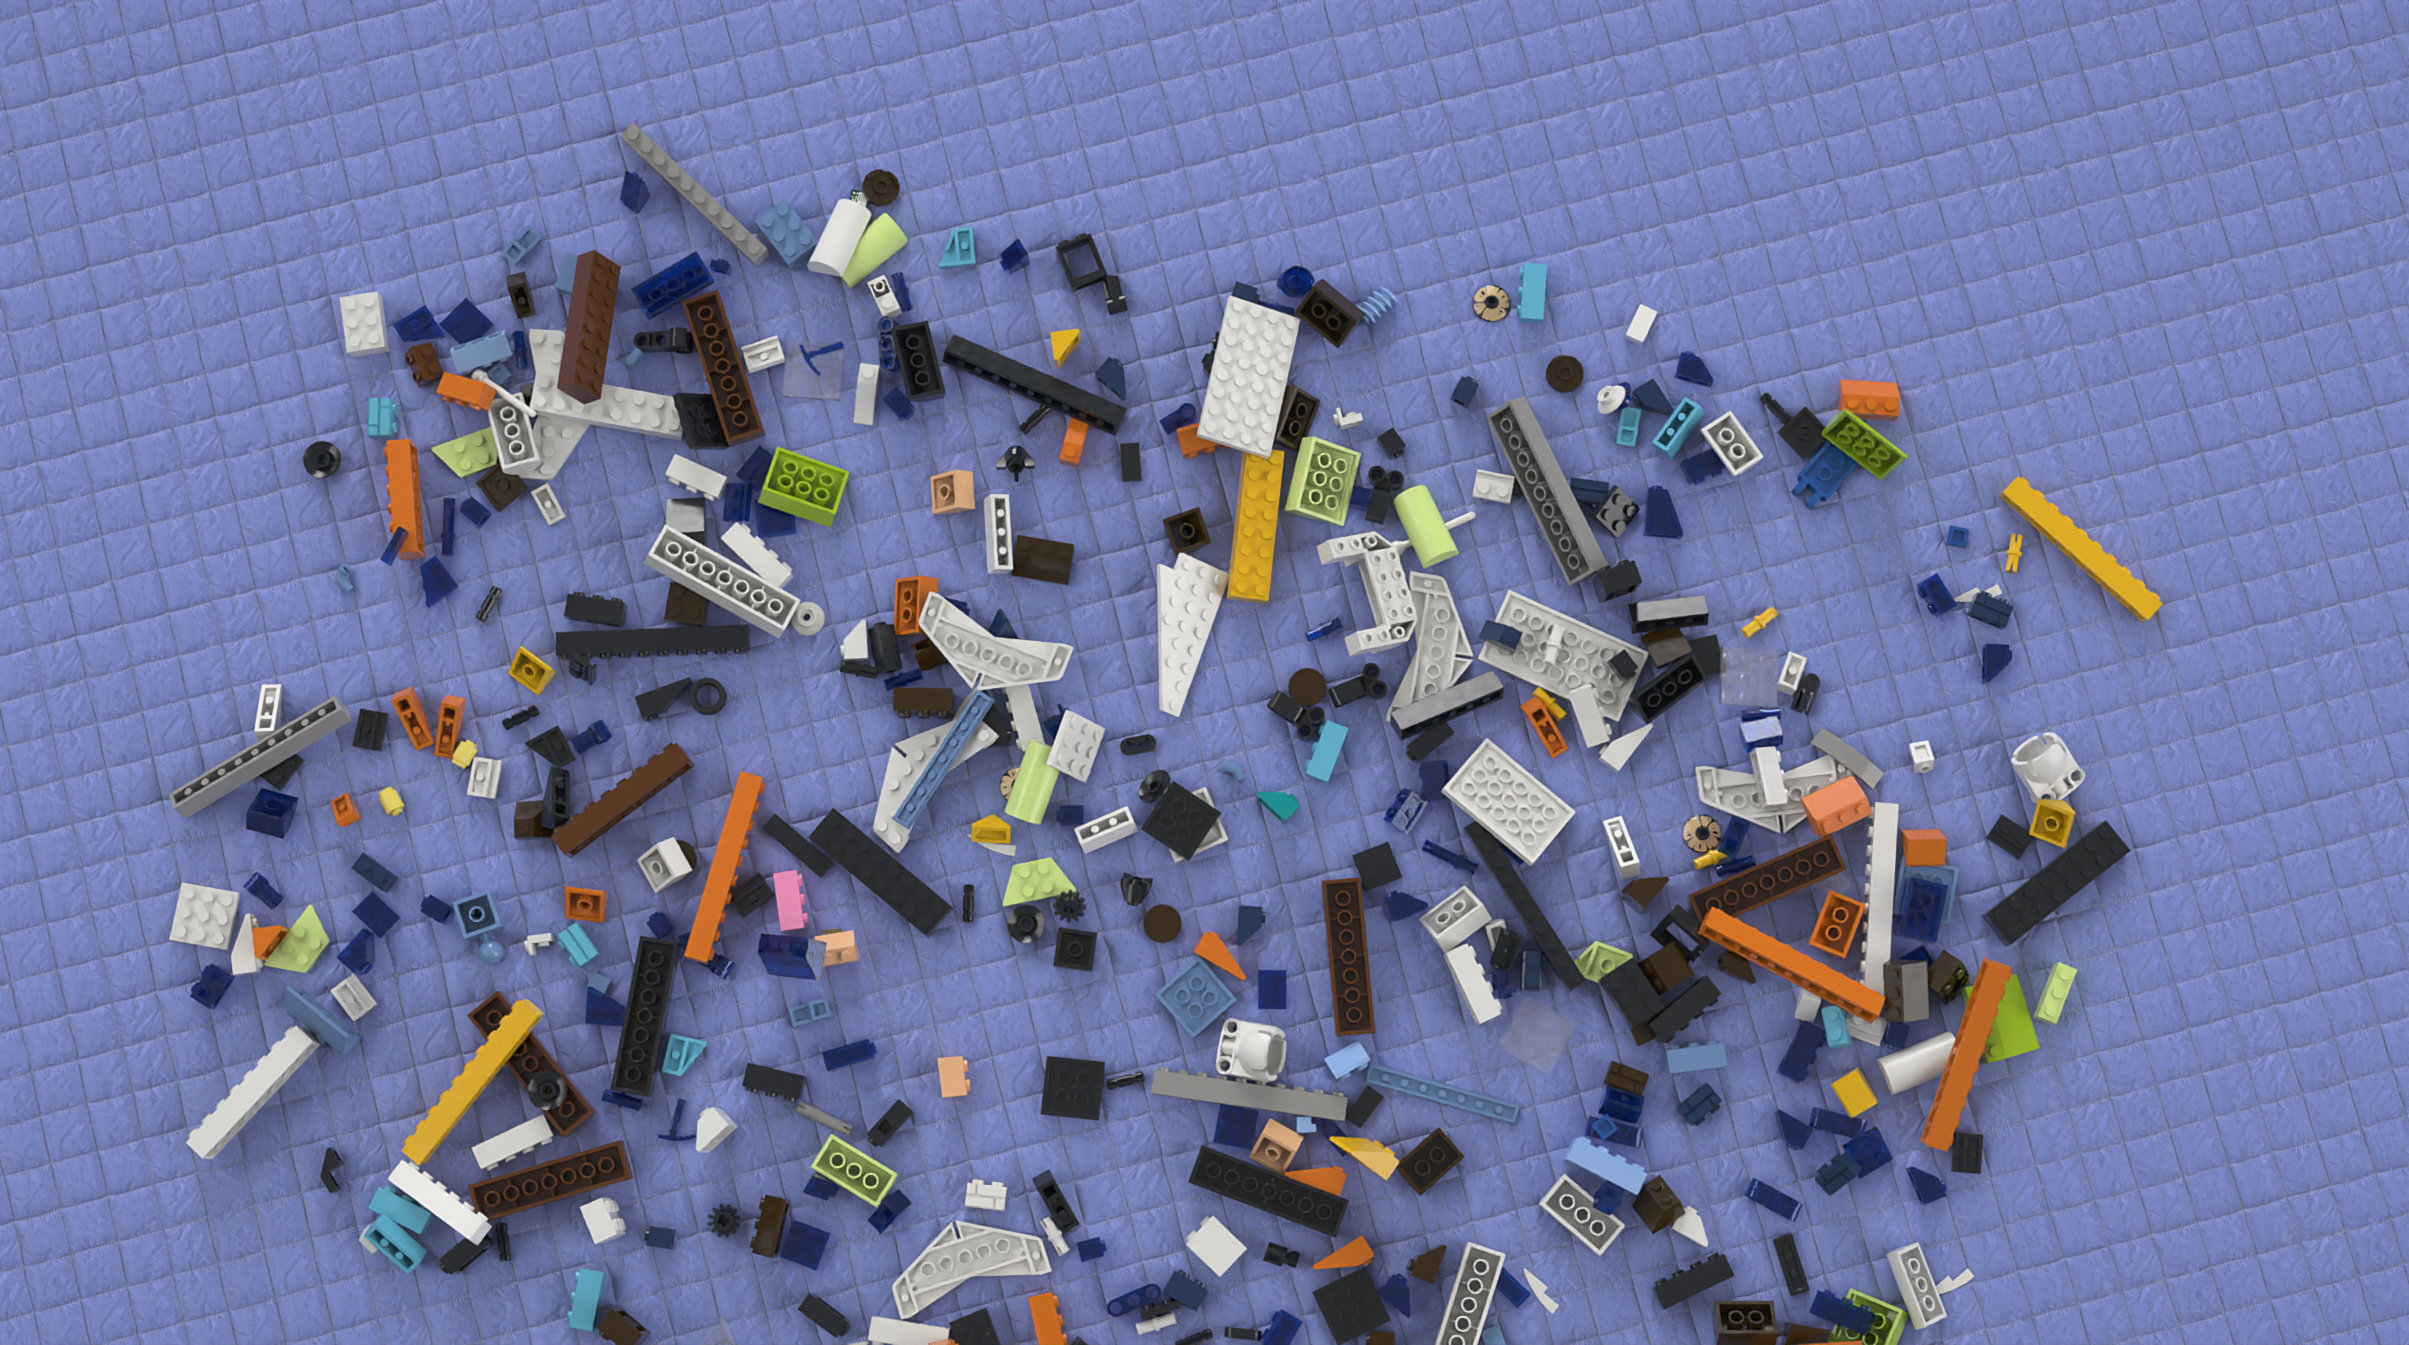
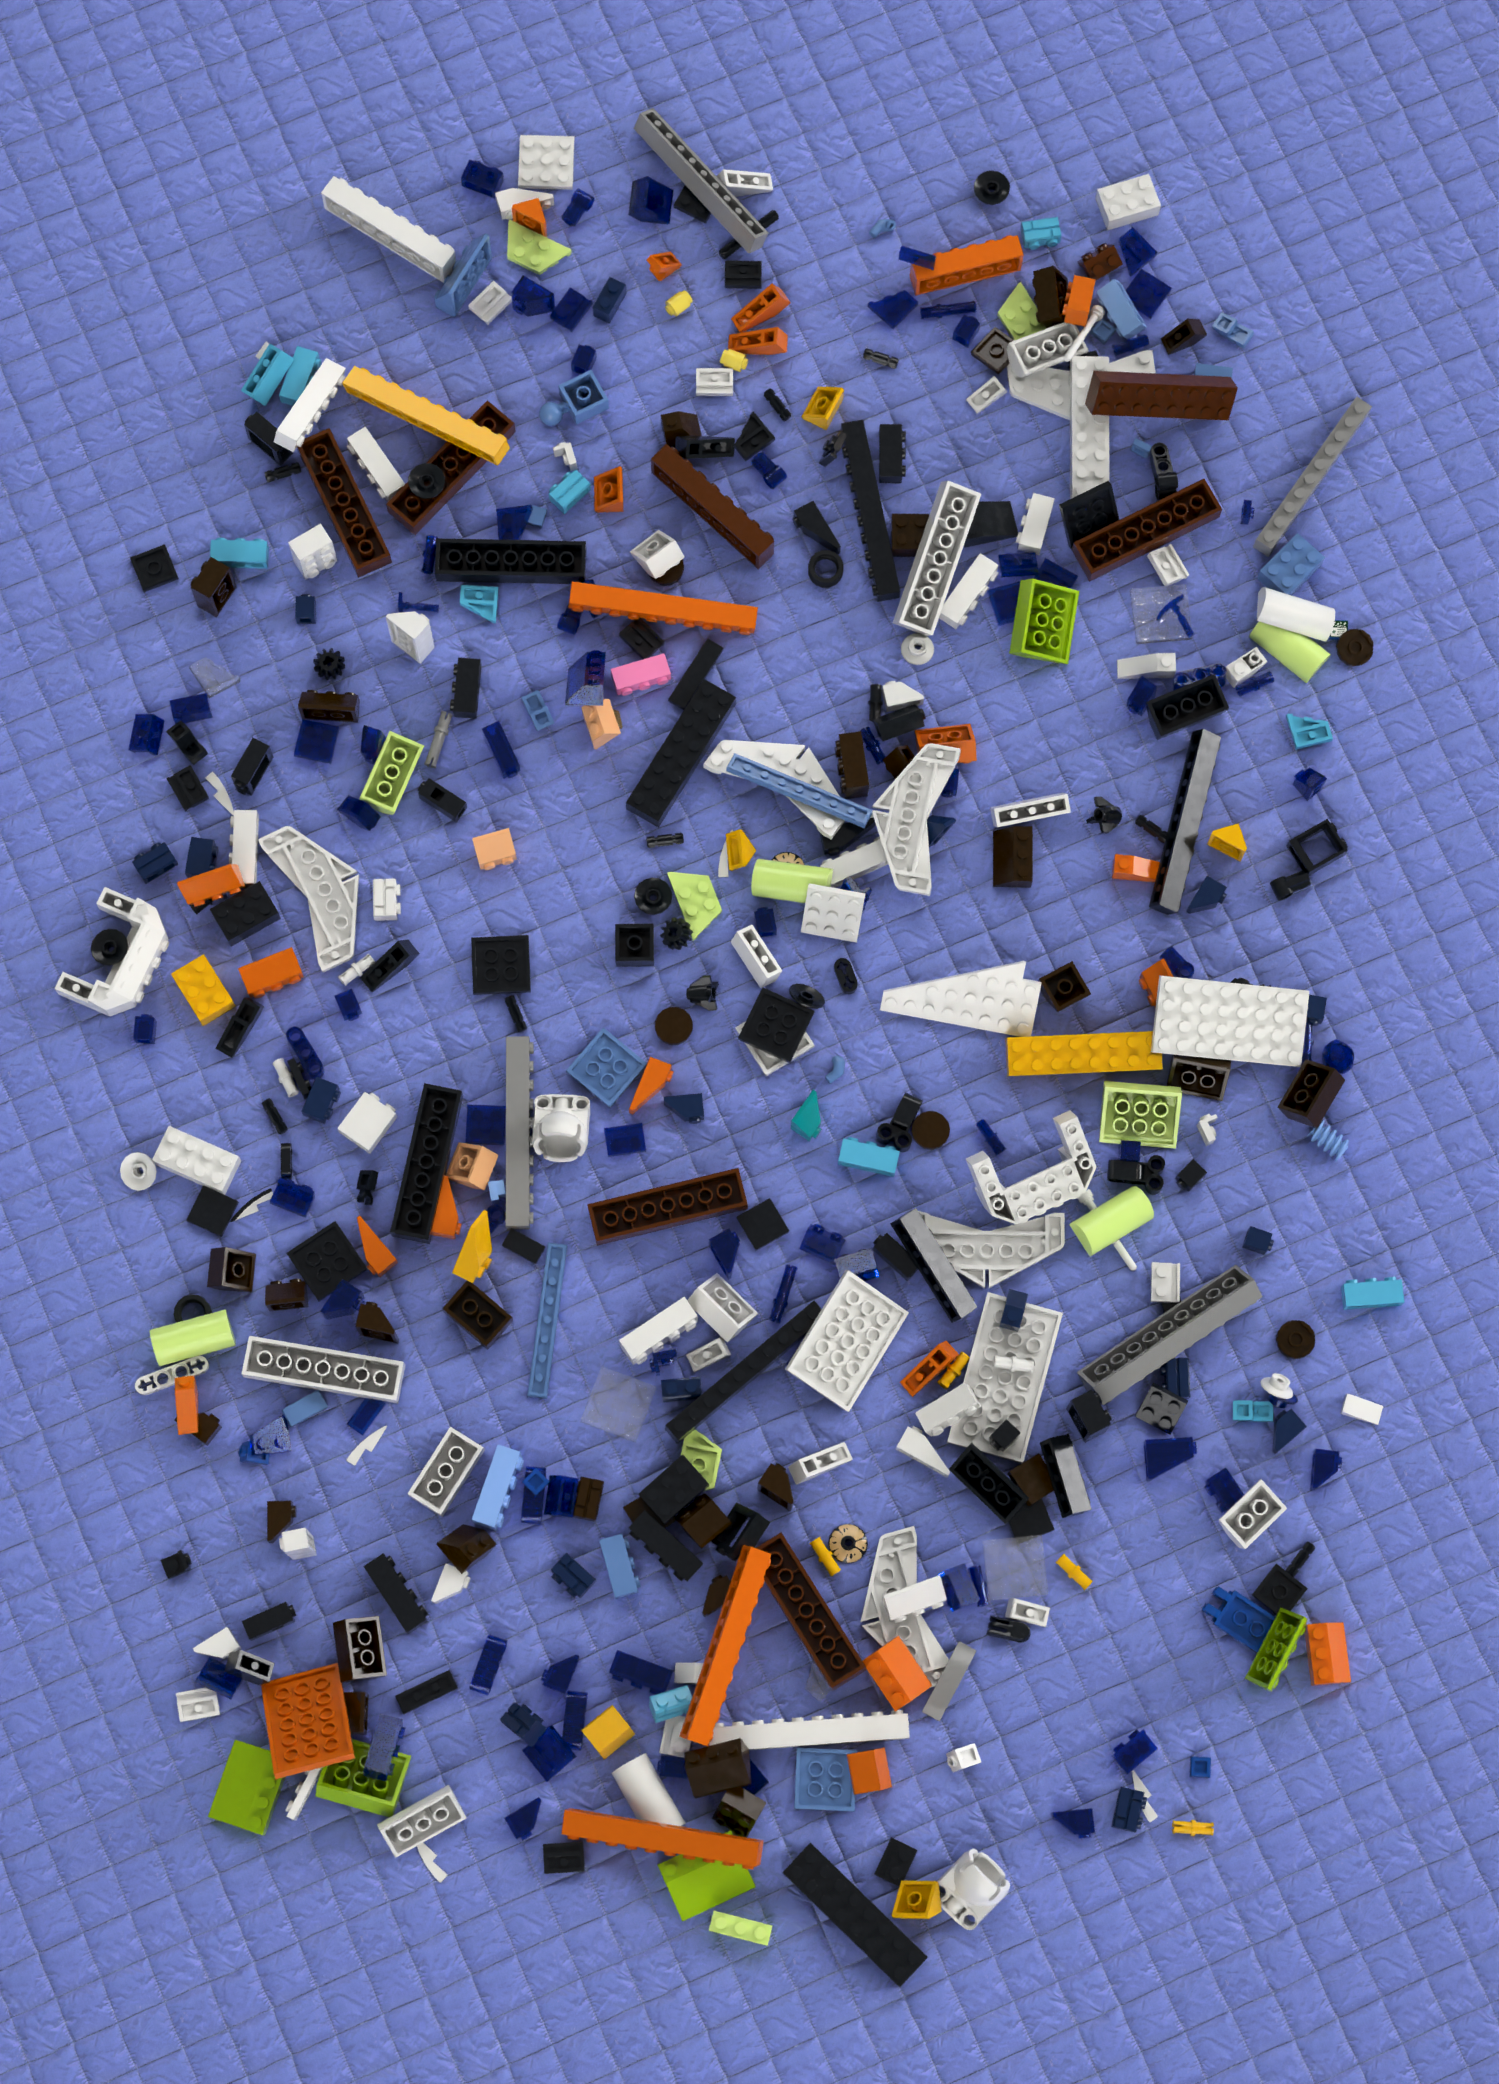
camera: 80 degrees right, 5 degrees down
(316, 700) = (733, 245): none -> black axle
(331, 1162) = (334, 308): black slope -> none
(455, 420) = (1050, 295): none -> dark brown slope
(634, 192) = (1303, 419): clear blue slope -> none
(660, 925) = (599, 561): clear blue brick -> none
(672, 285) = (1219, 469): clear blue slope -> none
(952, 492) = (1064, 762): light nougat slope -> none
(1130, 462) = (1125, 926): black tile -> none
(1346, 1060) = (566, 1221): light blue slope -> none
(1357, 688) = (938, 1179): black piece -> none
(1490, 312) = (1353, 1265): tan dish -> none
(1506, 949) = (699, 1360): black hinge -> none
(1608, 1198) = (465, 1492): clear blue brick -> none
(1678, 428) = (1259, 1459): medium azure brick -> none
(1733, 837) = (847, 1572): clear blue slope -> none
(1735, 865) = (820, 1580): clear blue pin -> none
(1836, 925) = (775, 1689): orange slope -> none
(1921, 910) = (803, 1773): clear blue brick -> none
(2081, 549) = (1209, 1899): yellow brick -> none

